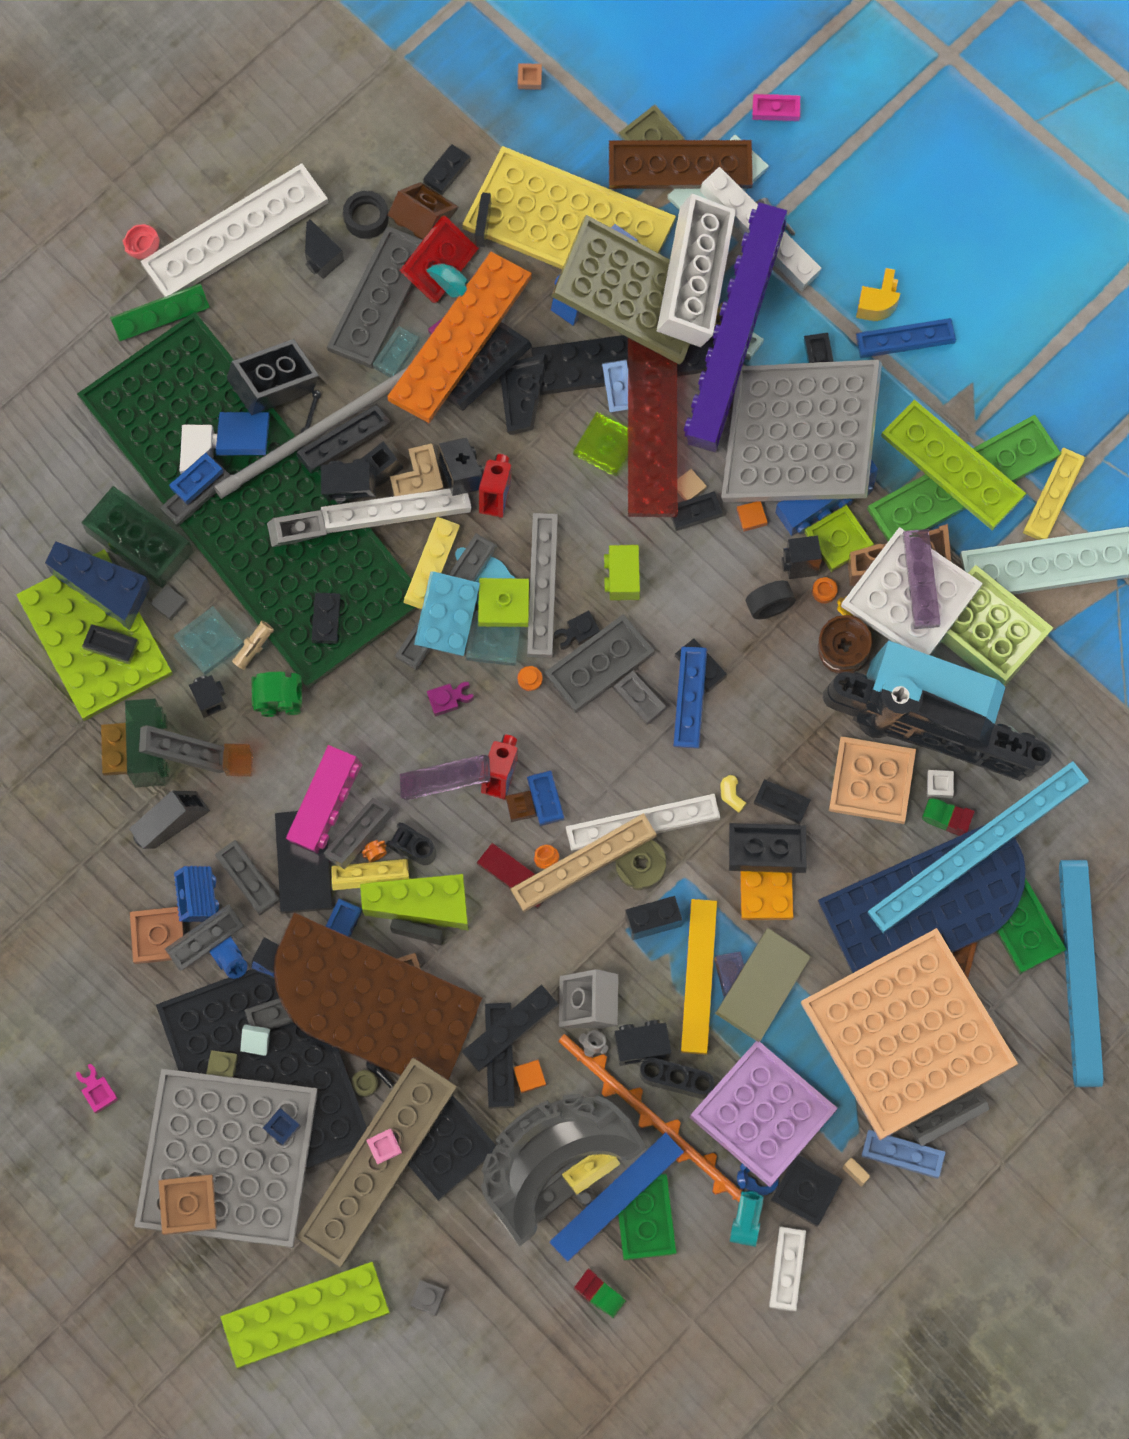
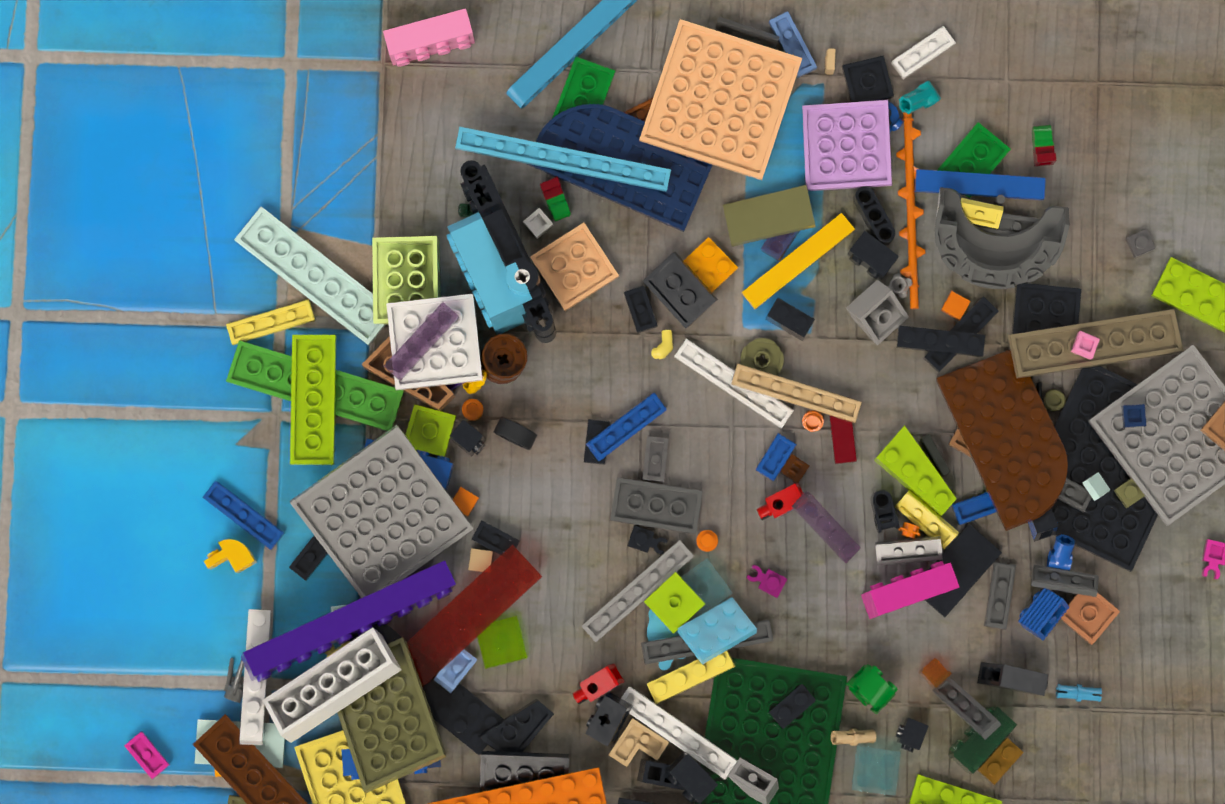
camera: 135 degrees left, 10 degrees up
(103, 865) = (1078, 693): none -> dark azure pin
(623, 572) = (581, 547): lime brick -> none

